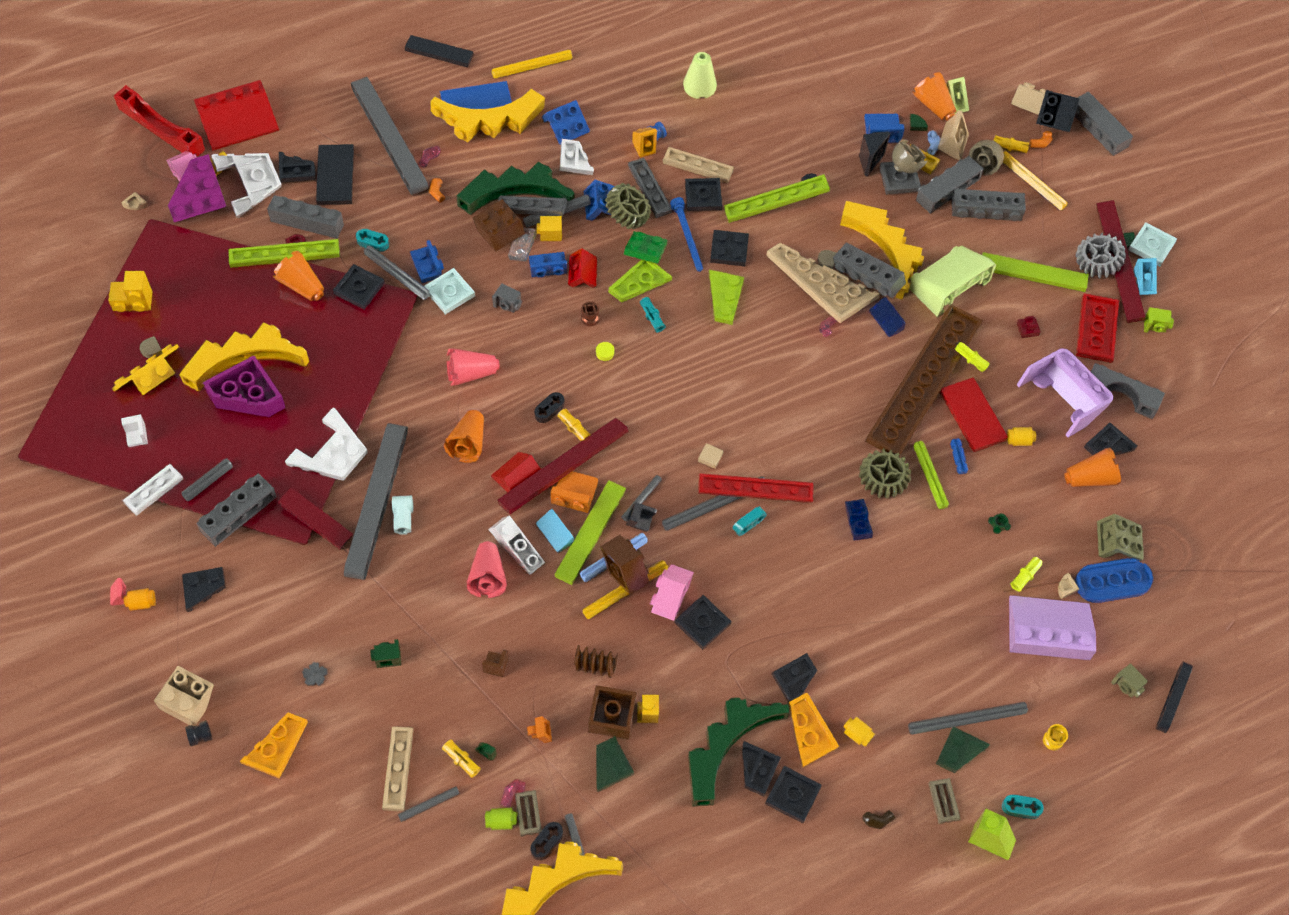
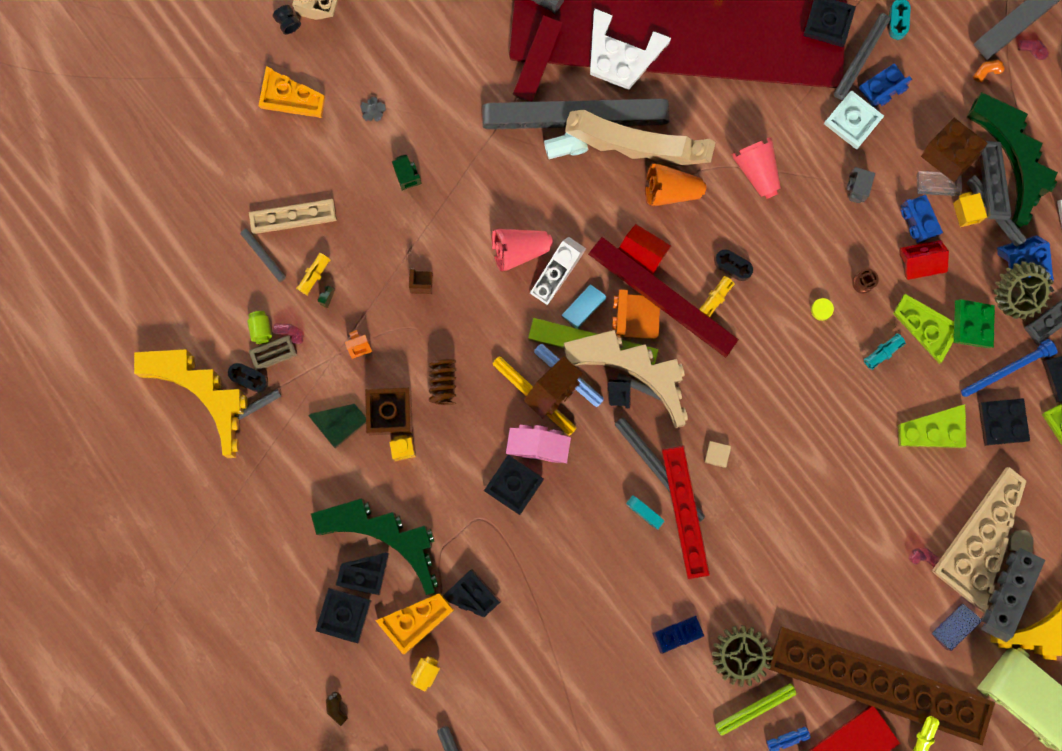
camera: 80 degrees right, 20 degrees up
(419, 457) = (635, 143): none -> tan arch
(619, 494) = (661, 377): none -> tan arch

